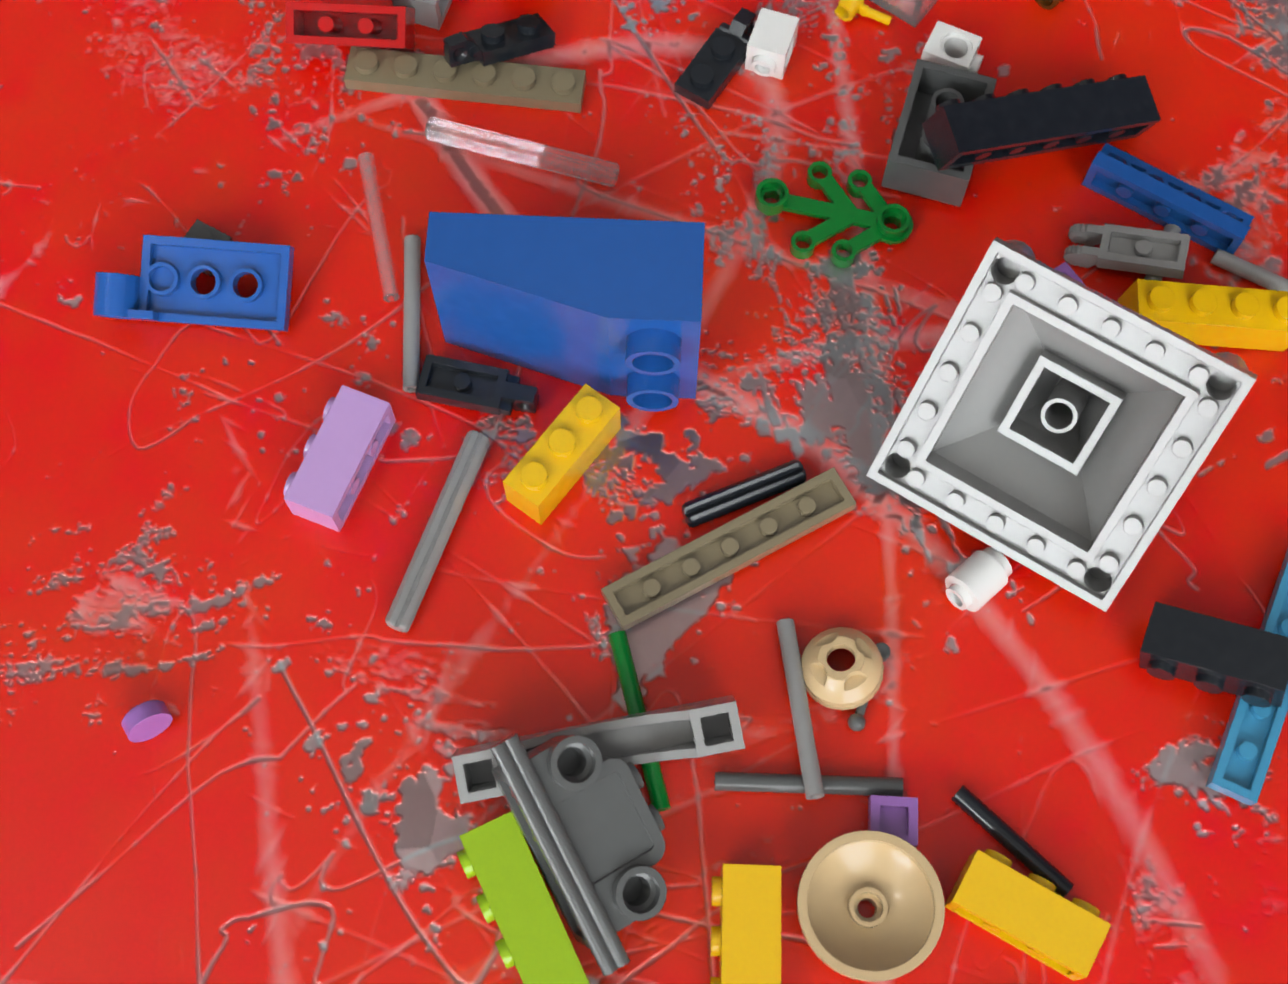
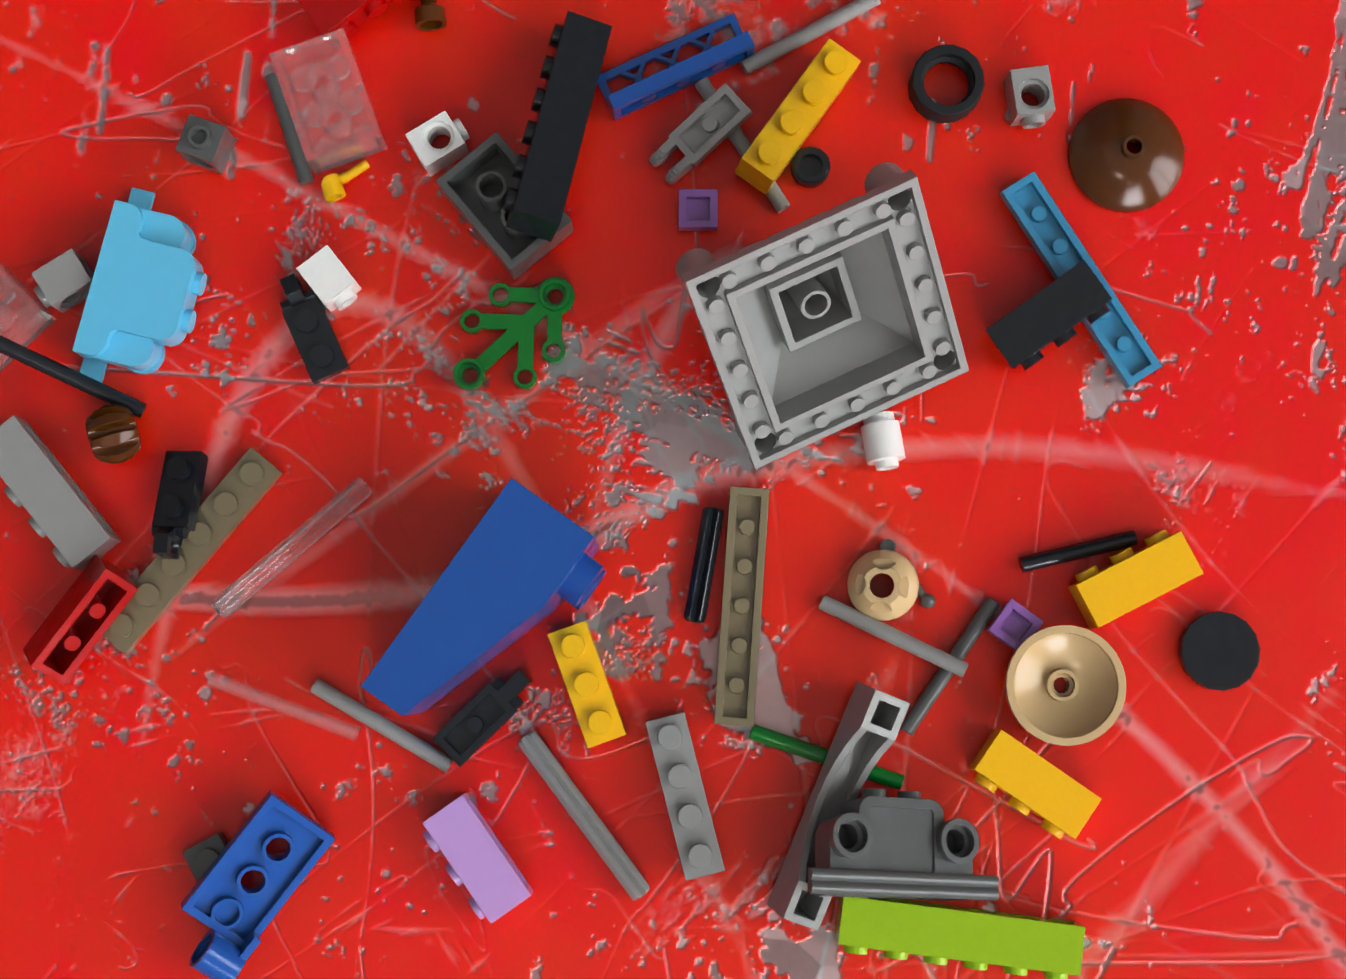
camera: 60 degrees left, 15 degrees up
(515, 603) = (685, 796): none -> light grey brick

